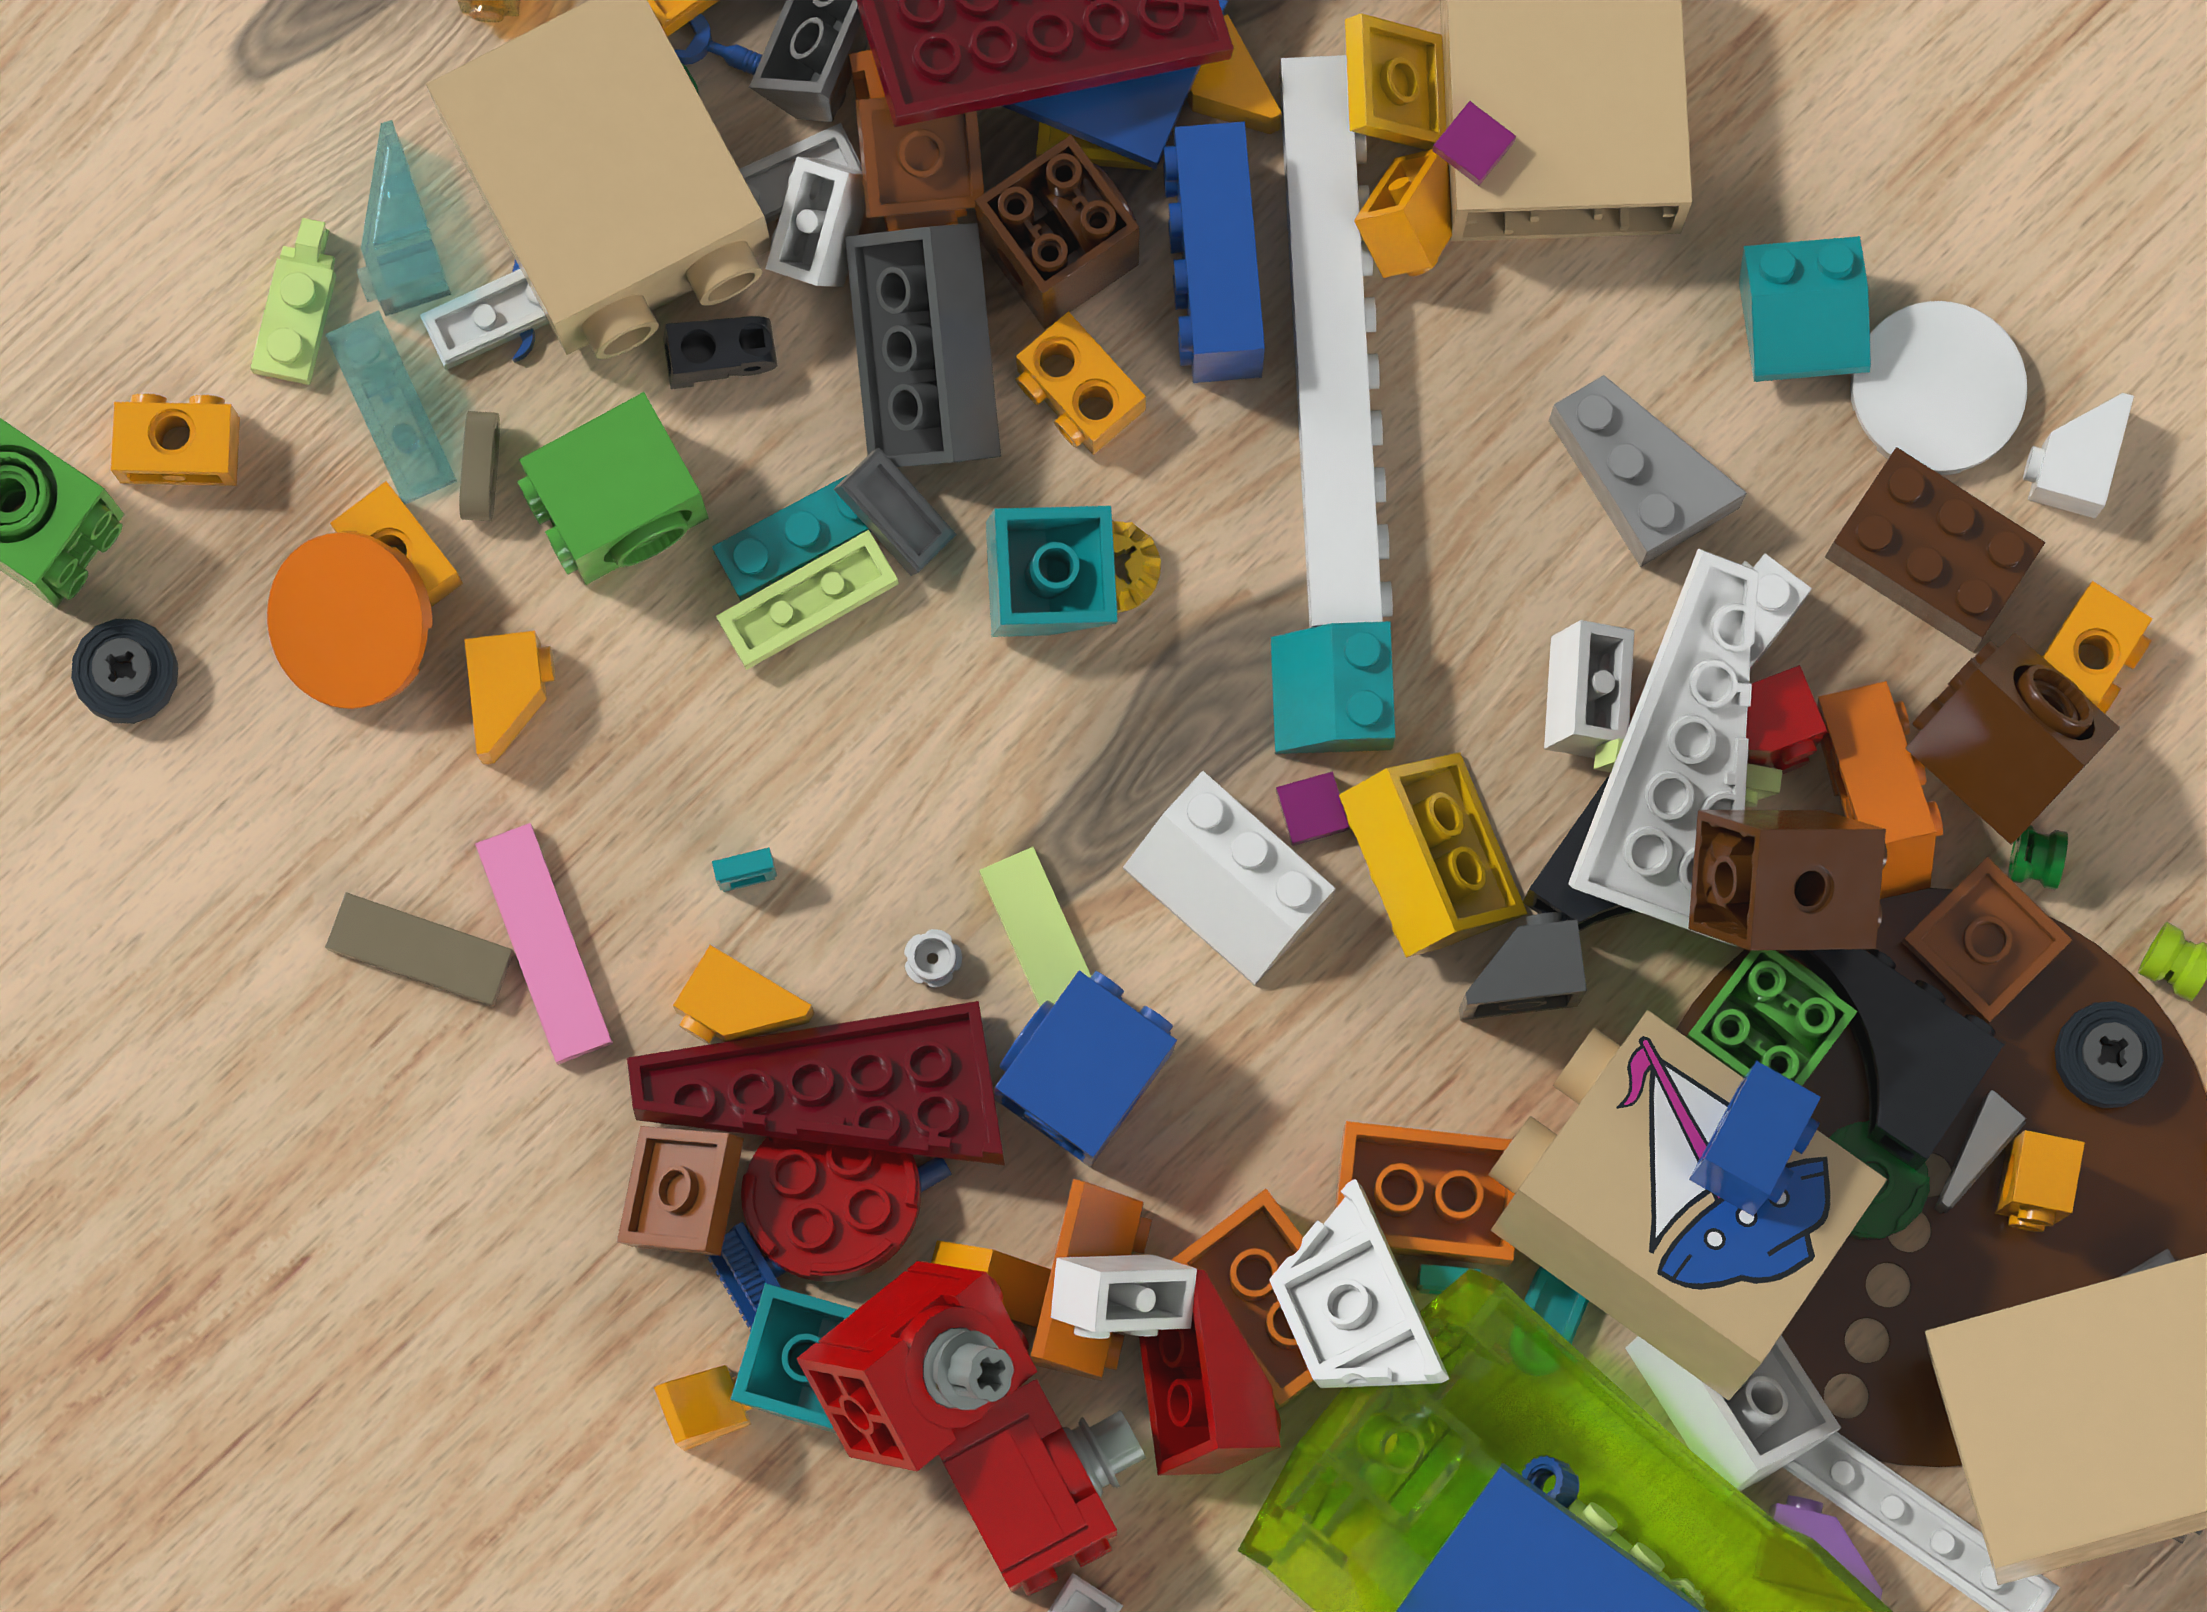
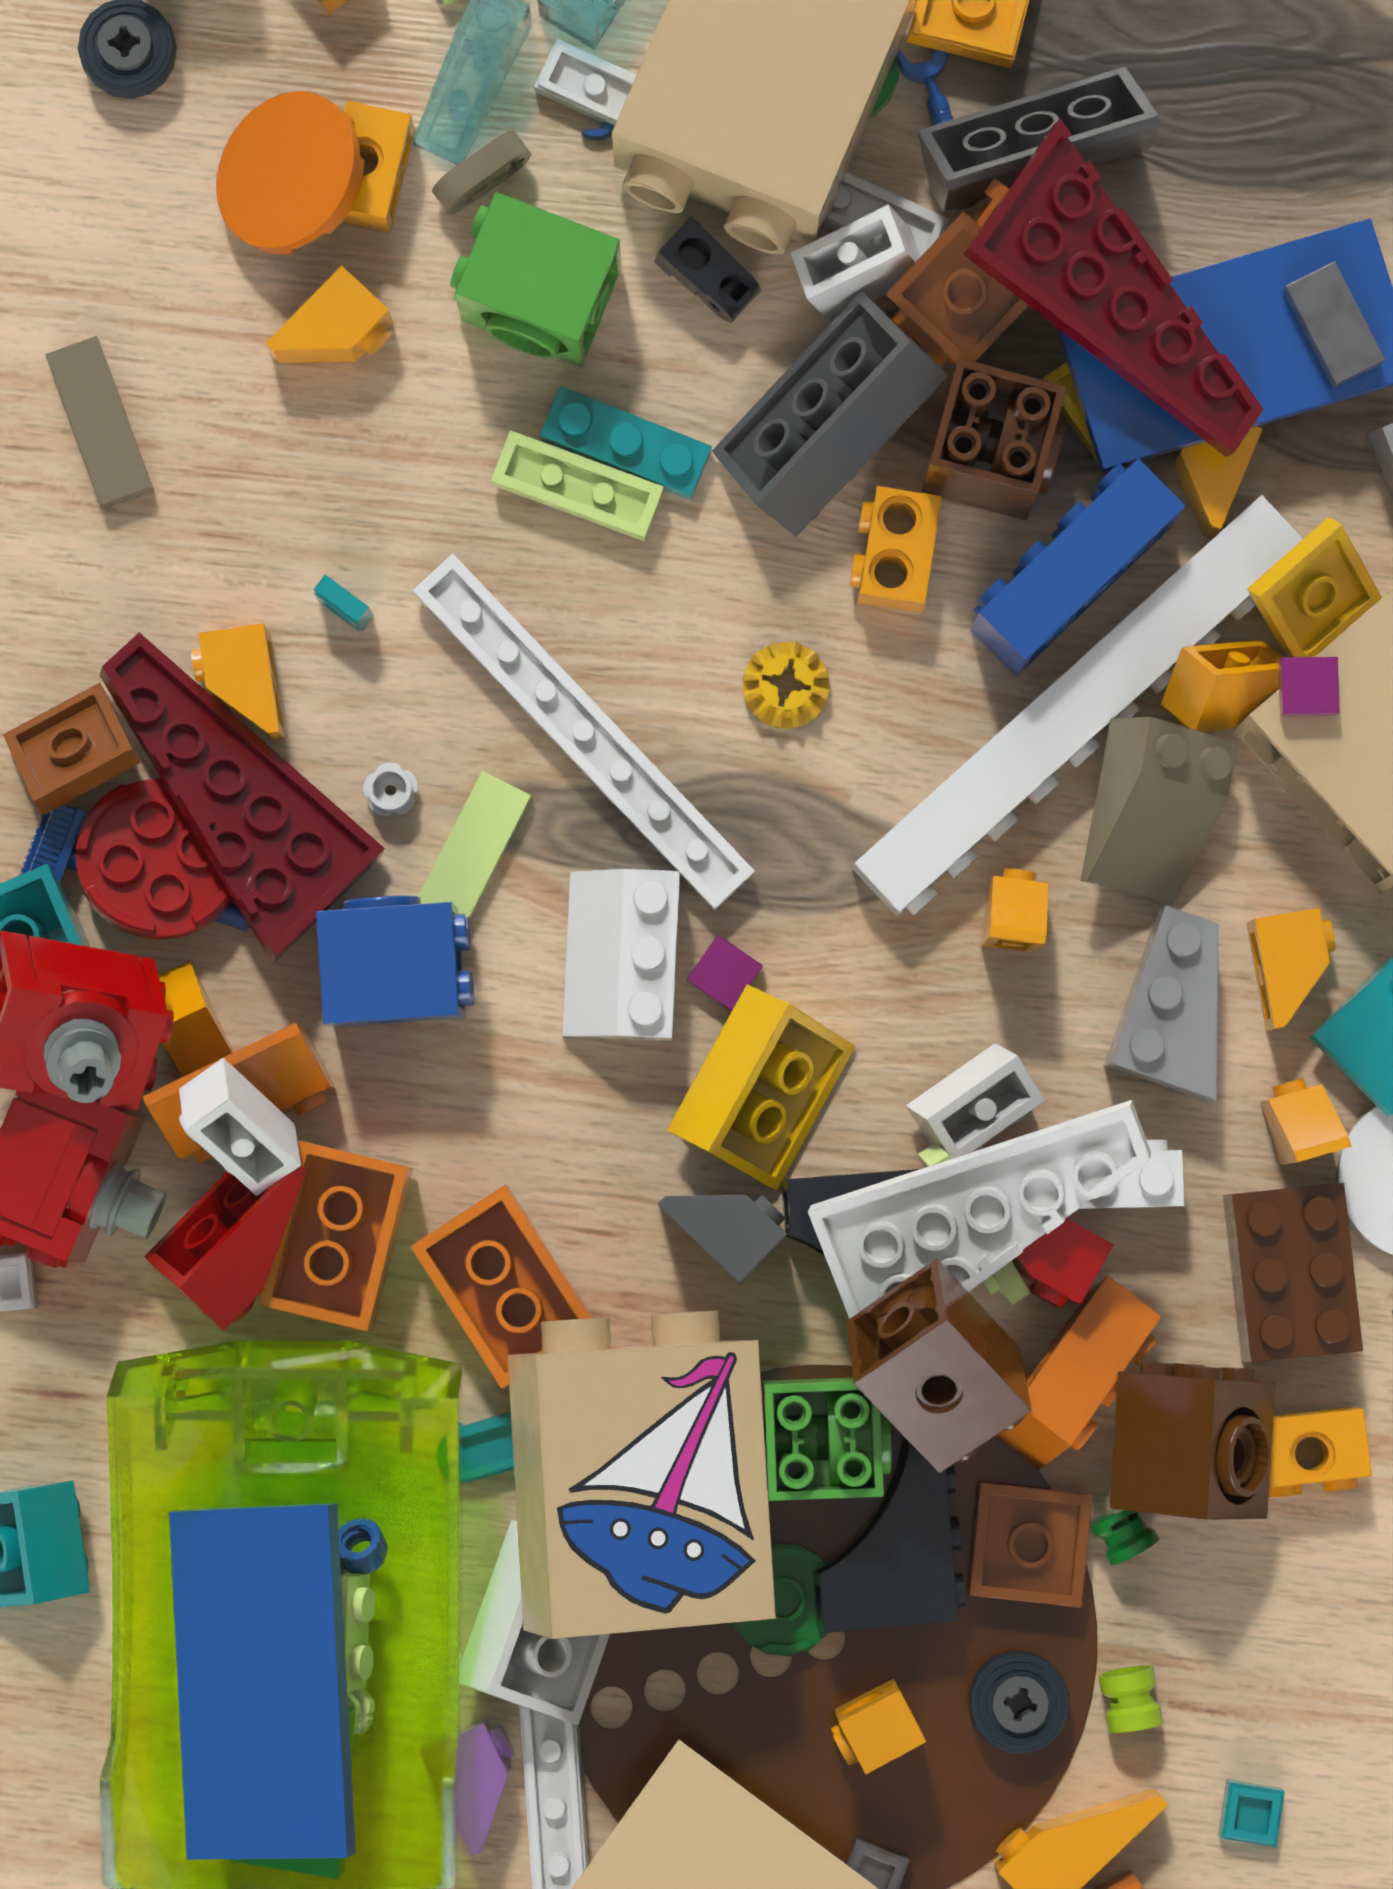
camera: 50 degrees right, 5 degrees up
(544, 943) = (175, 506): bright pink tile -> none
(895, 511) = (692, 494): flat silver tile -> none
(1015, 760) = (583, 731): none -> white plate
(1050, 570) = (740, 641): teal slope -> none
(1333, 689) = (824, 916): teal slope -> none
(1354, 1304) = (367, 1299): white wing -> none
(1435, 1278) = (456, 1350): teal tile -> none
(1459, 531) = (1016, 912): none -> light orange slope
(1464, 347) = (1155, 806): none -> dark tan slope
(1678, 348) = (1288, 960): none -> light orange slope
(1756, 1138) = (719, 1501): blue brick -> none
(1820, 441) = (1303, 1122): none -> light orange slope
(1988, 1135) = (880, 1662): light grey slope -> none

